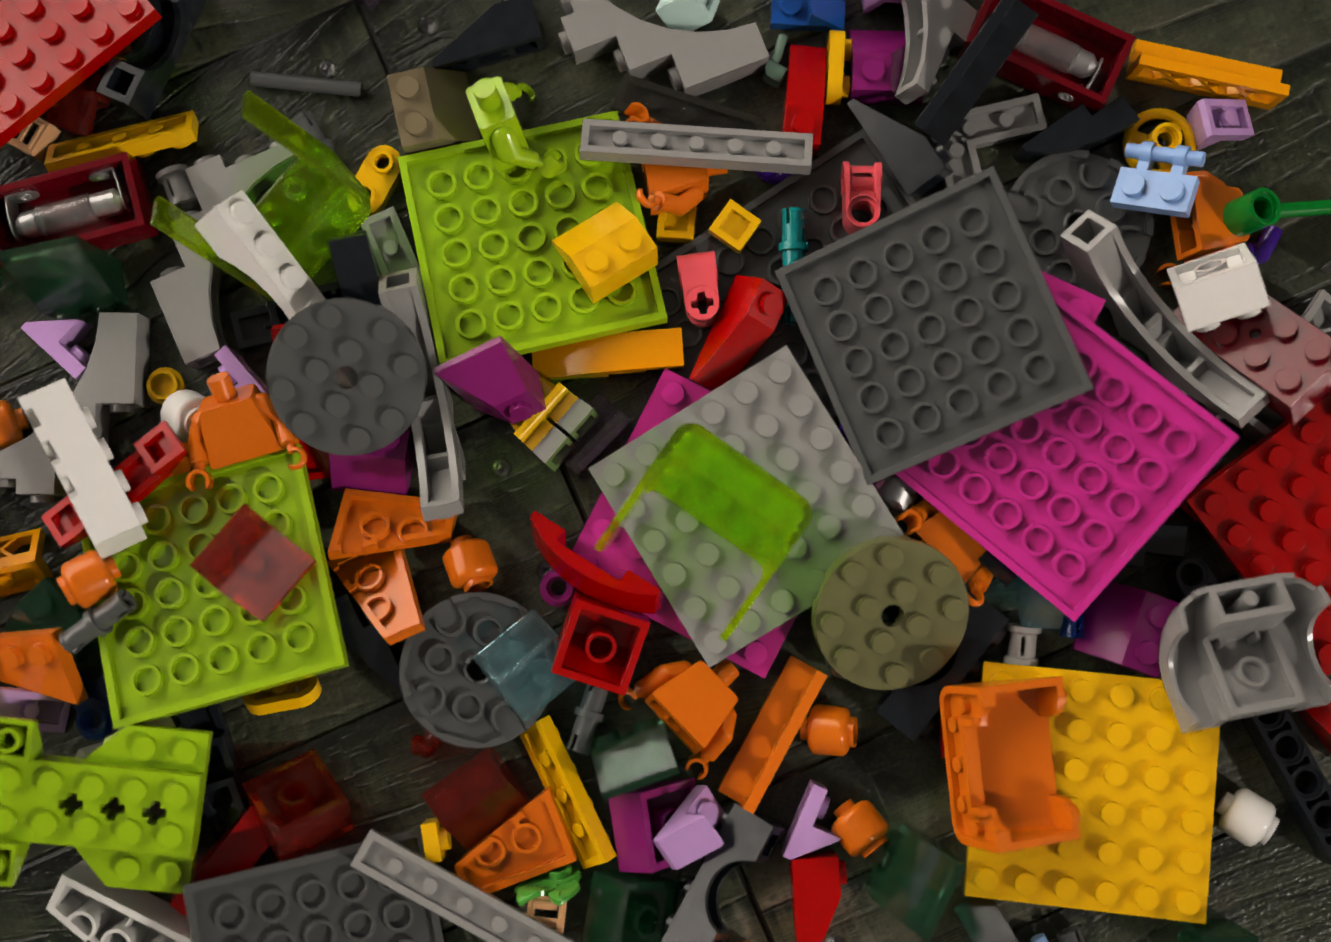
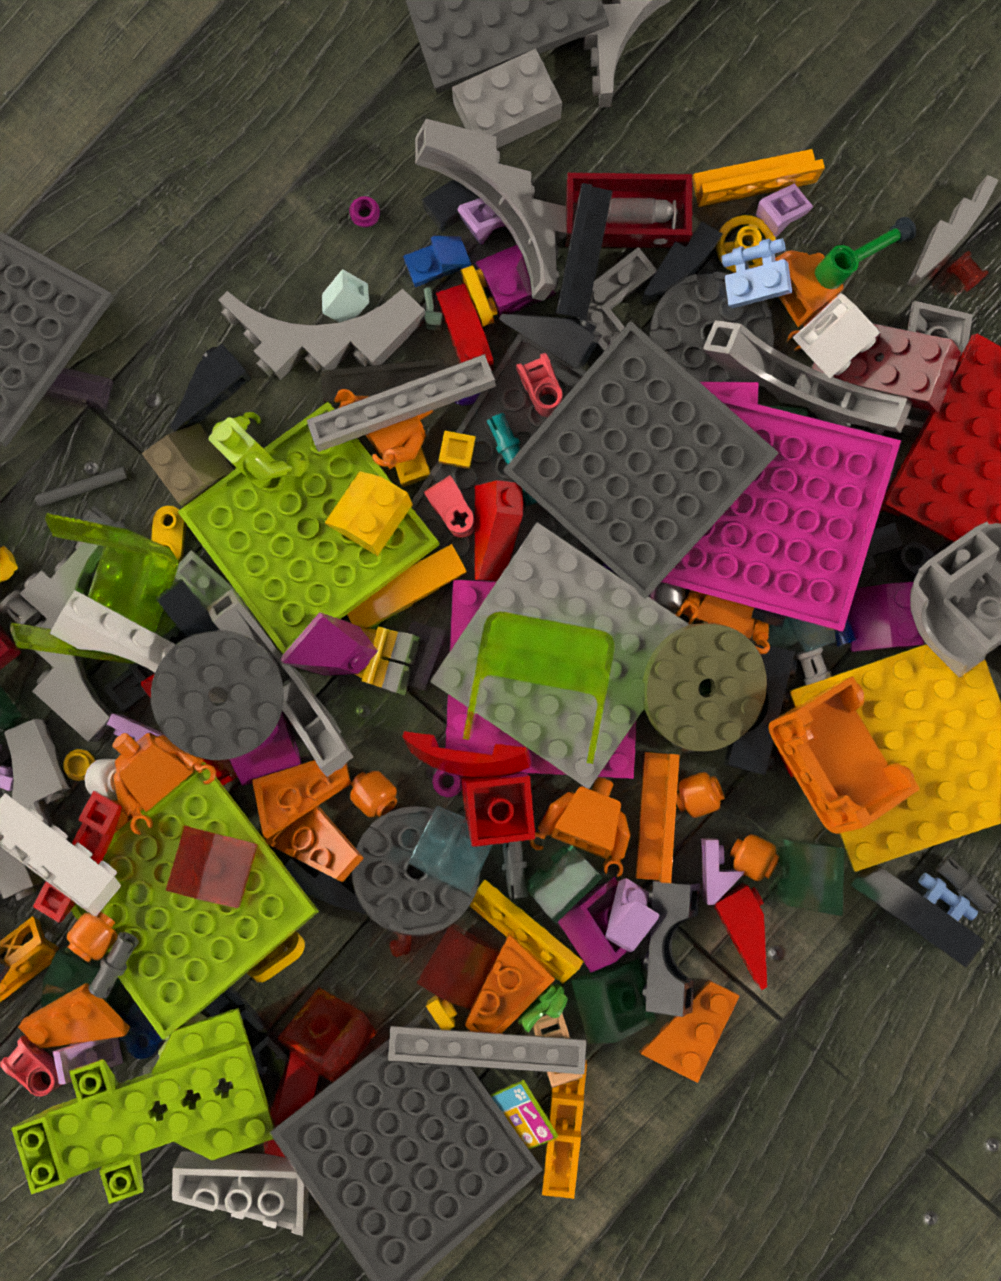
camera: 25 degrees left, 0 degrees up
(1265, 244) = (857, 289): dark purple arm -> none

